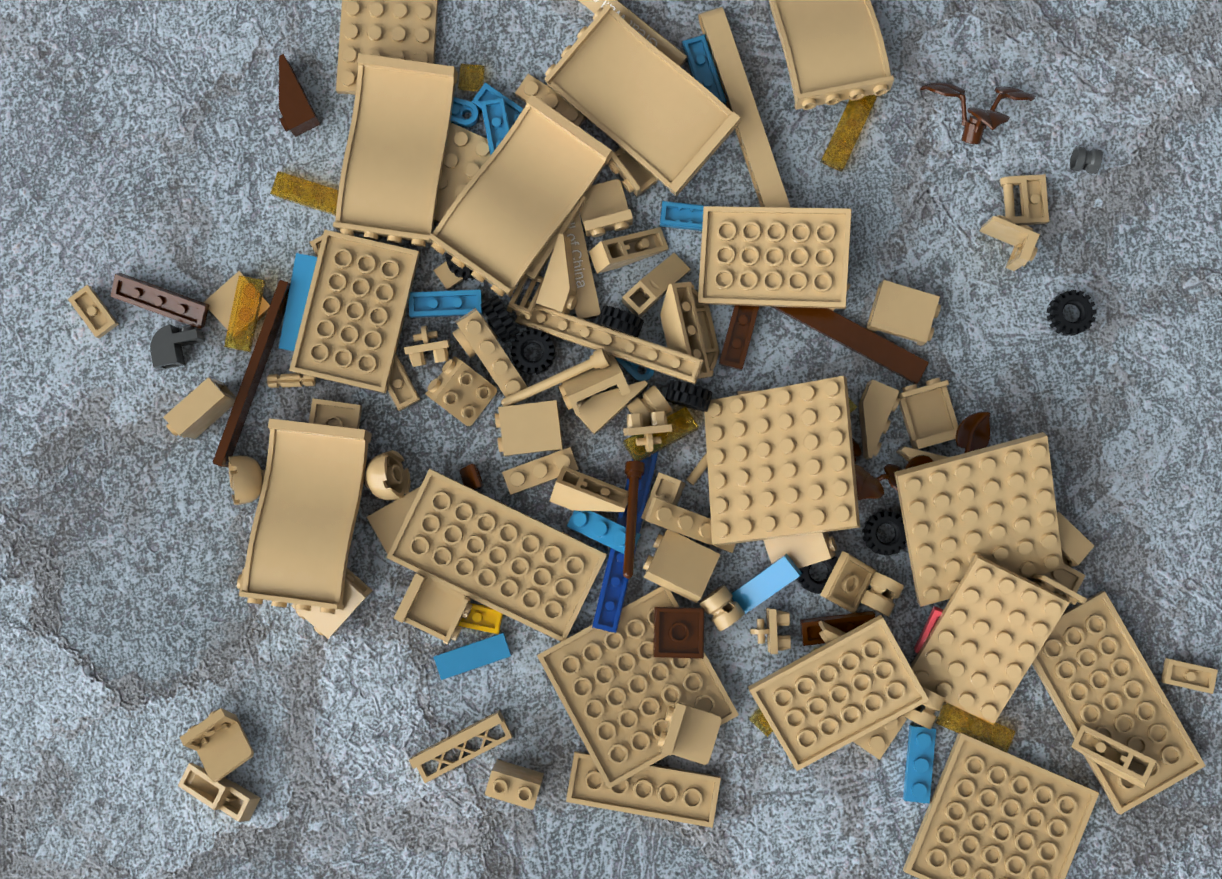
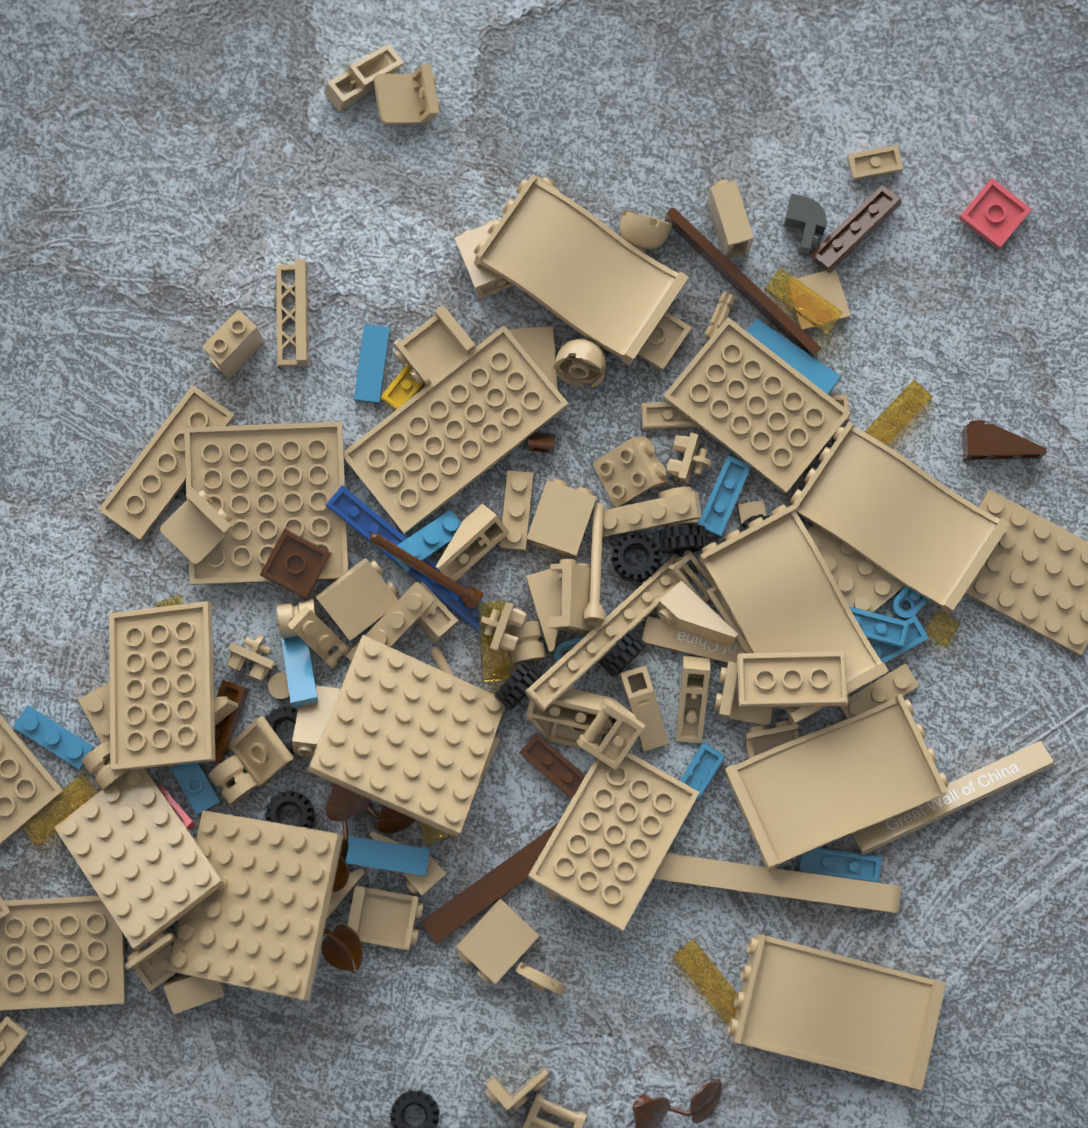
camera: 115 degrees right, 5 degrees down
(92, 190) = (995, 213): none -> coral plate
(577, 168) = (792, 679): none -> tan tile
(696, 289) = (618, 739): none -> tan plate
(730, 582) = (318, 637): none -> tan plate
(785, 596) = (279, 686): none -> tan tile
(882, 433) = (388, 856): none -> dark azure tile
(903, 619) = (196, 786): none -> dark azure plate
(917, 262) = (540, 980): none -> tan plate

